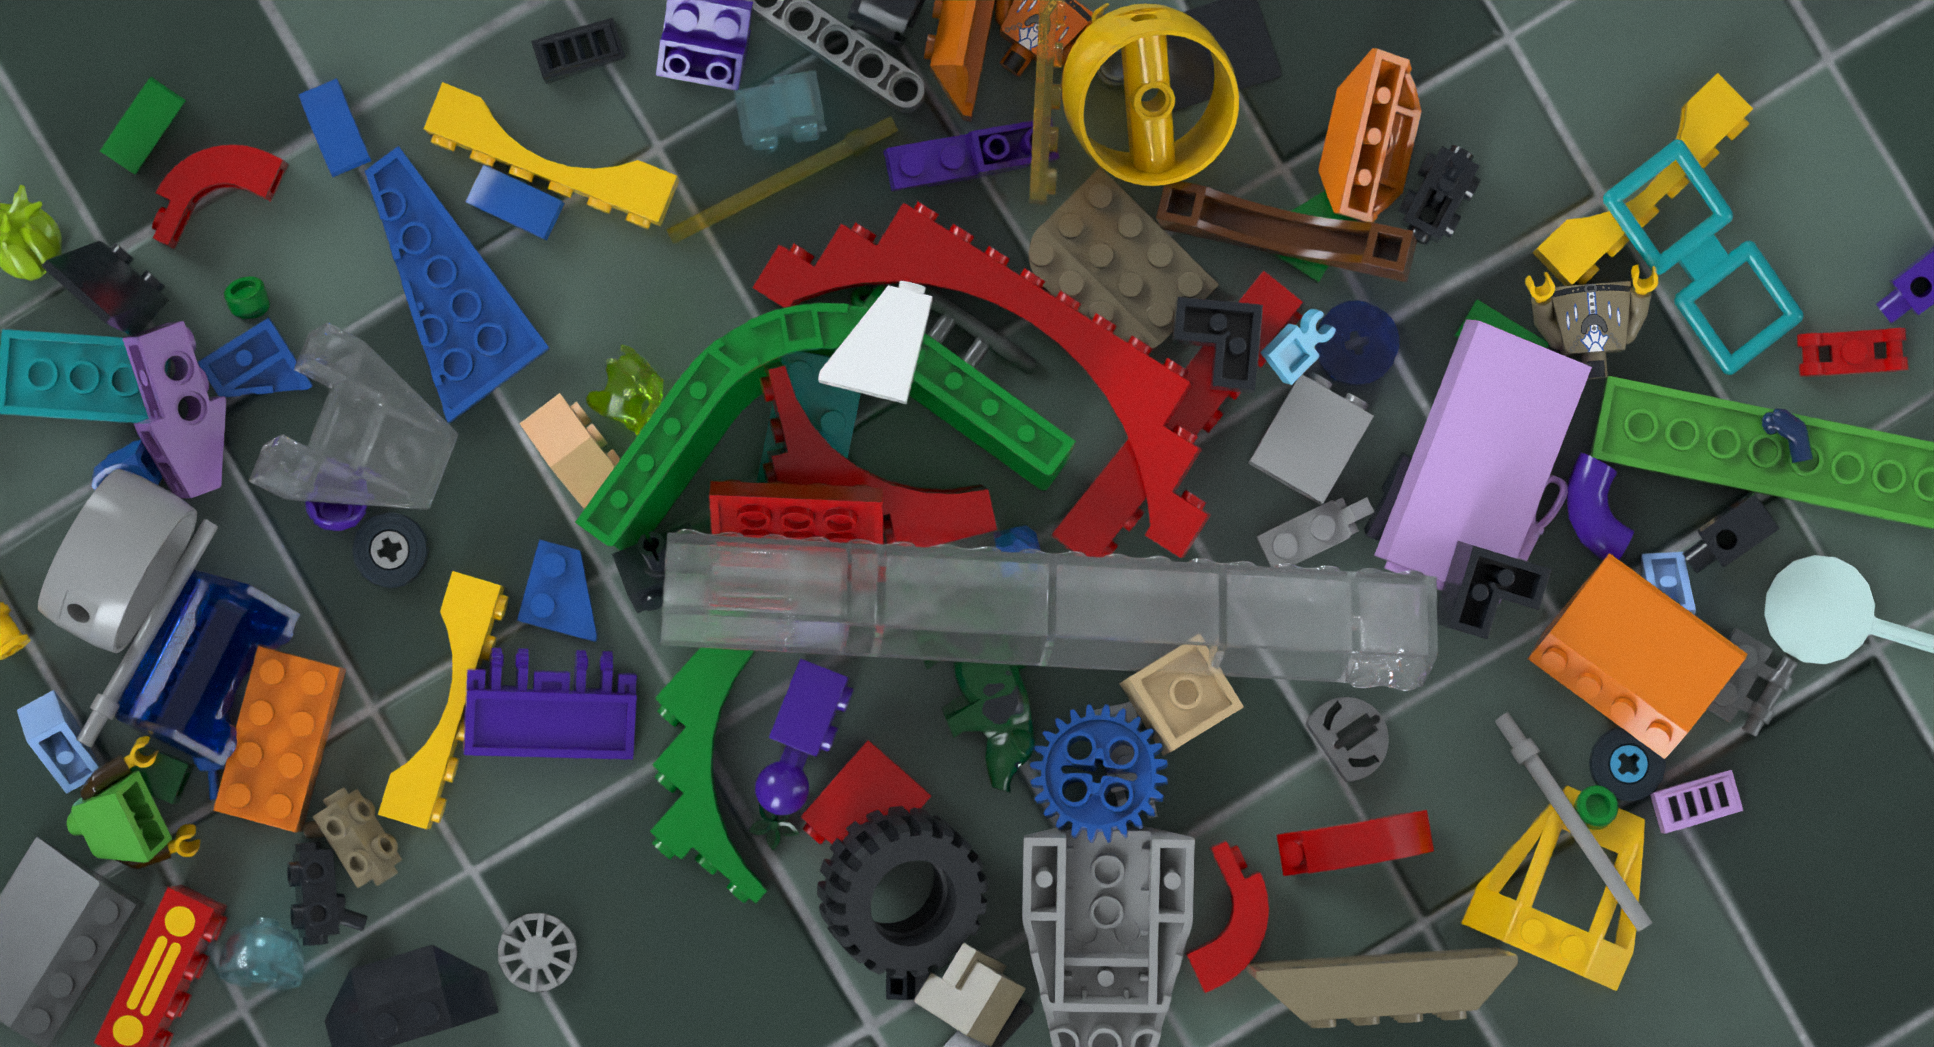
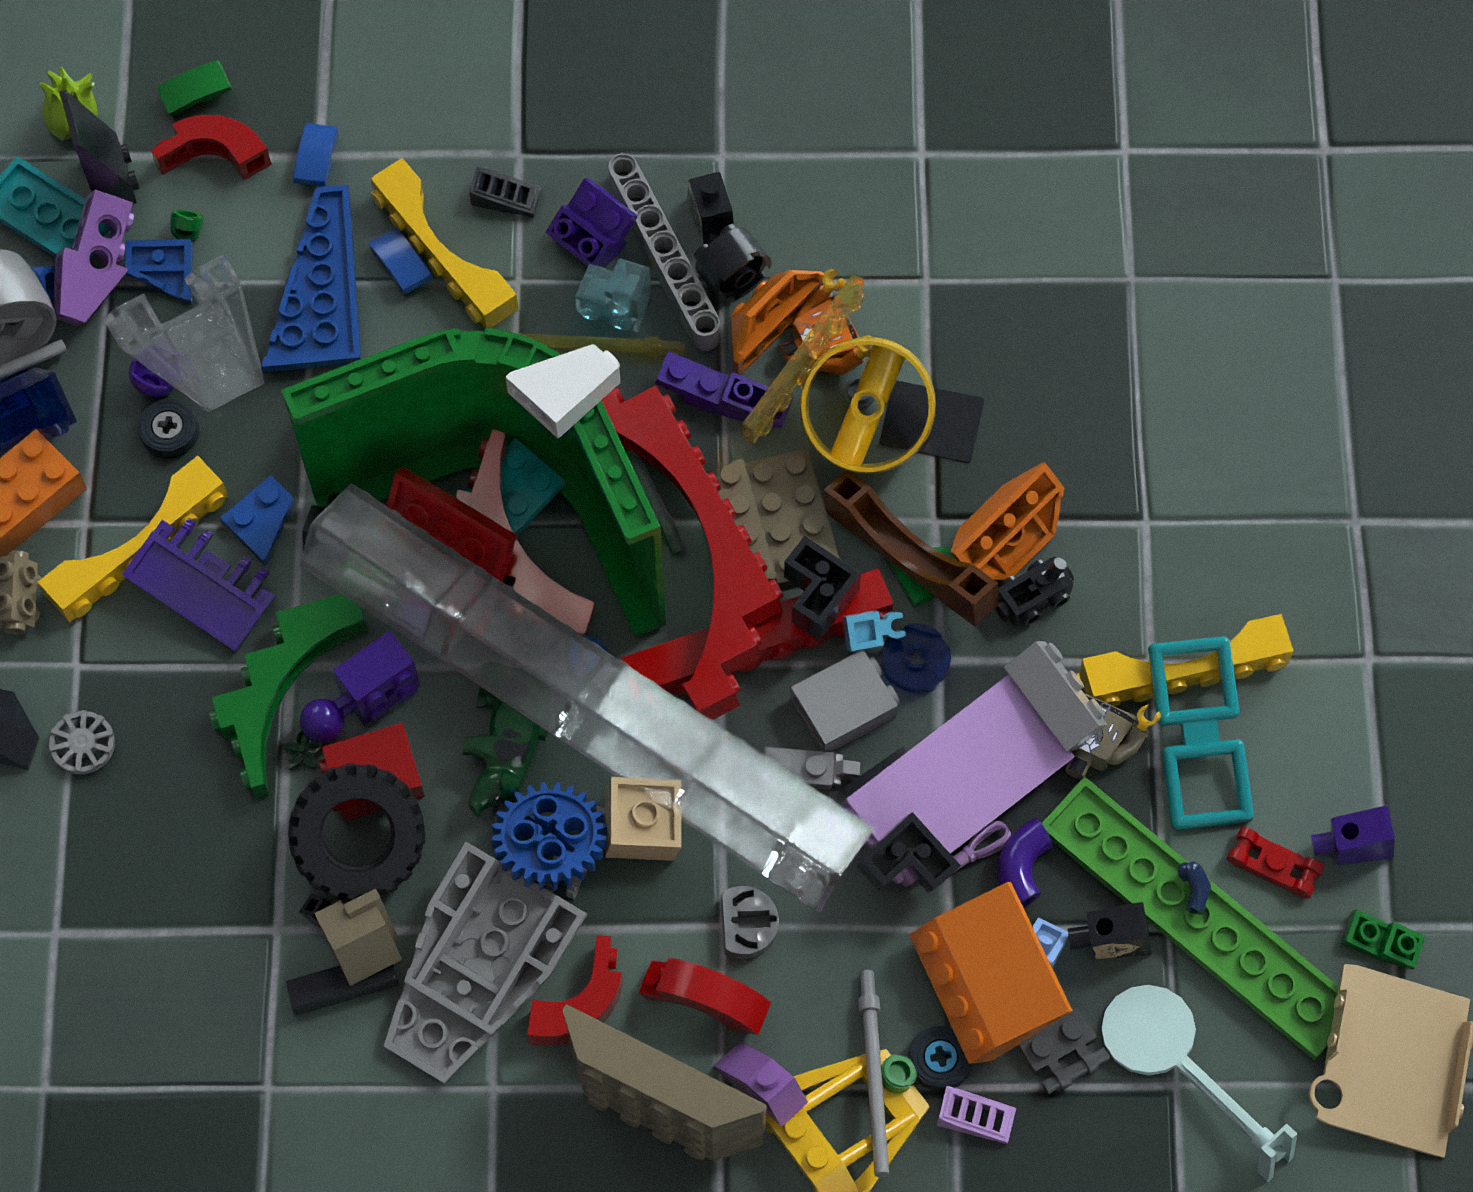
camera: 30 degrees right, 20 degrees down
(1467, 902) = (763, 1080): none -> medium lavender slope
(1540, 317) = (1056, 694): none -> light grey brick

